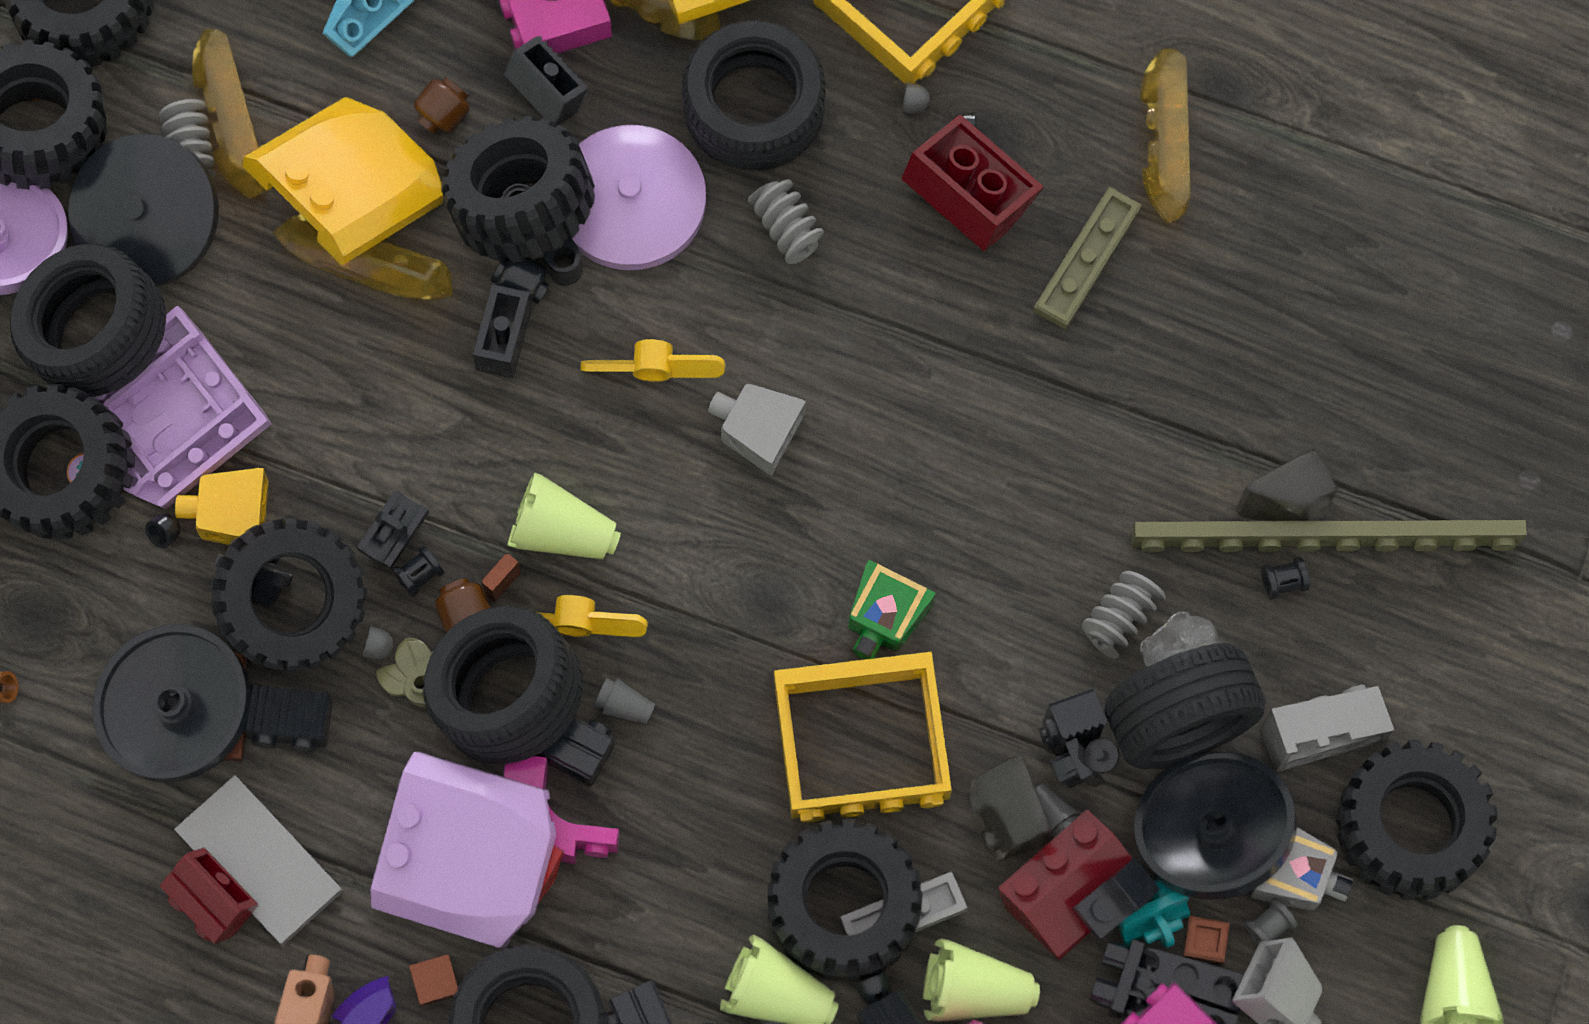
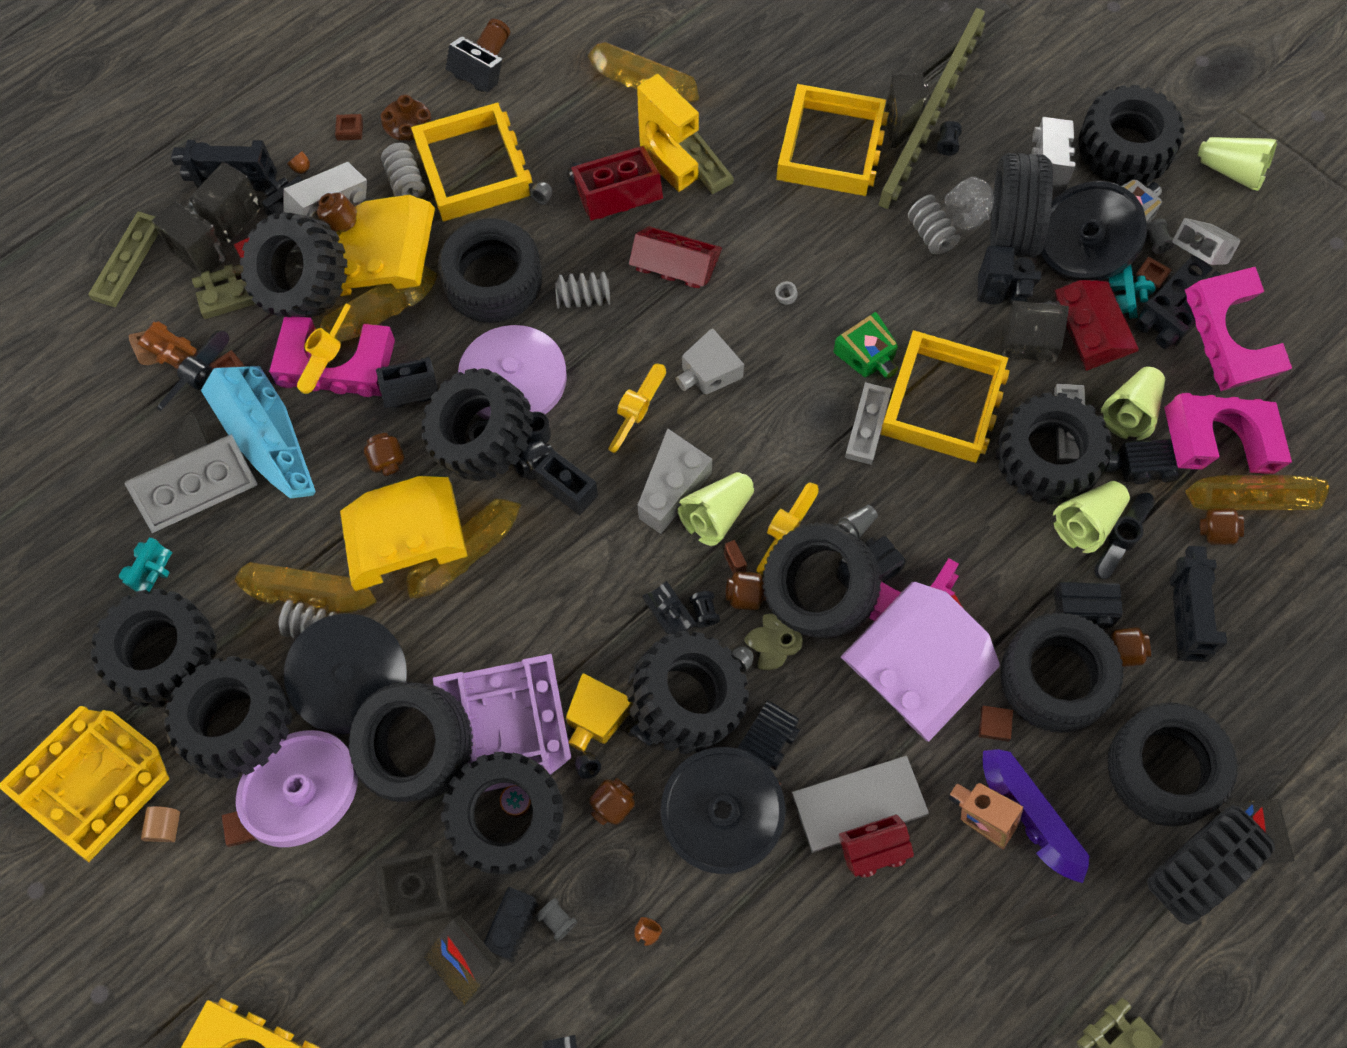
camera: 60 degrees left, 5 degrees down
(129, 577) = (611, 802): none -> reddish brown head
(573, 453) = (675, 474): none -> light grey wedge
(760, 657) = (868, 423): none -> light grey plate
(902, 307) = (674, 256): none -> dark red slope
(914, 467) = (780, 294): none -> light grey hinge
(1056, 204) = (663, 124): none -> yellow arch
(1116, 899) = (1120, 297): black slope -> none
(1183, 366) = (837, 103): none -> yellow window

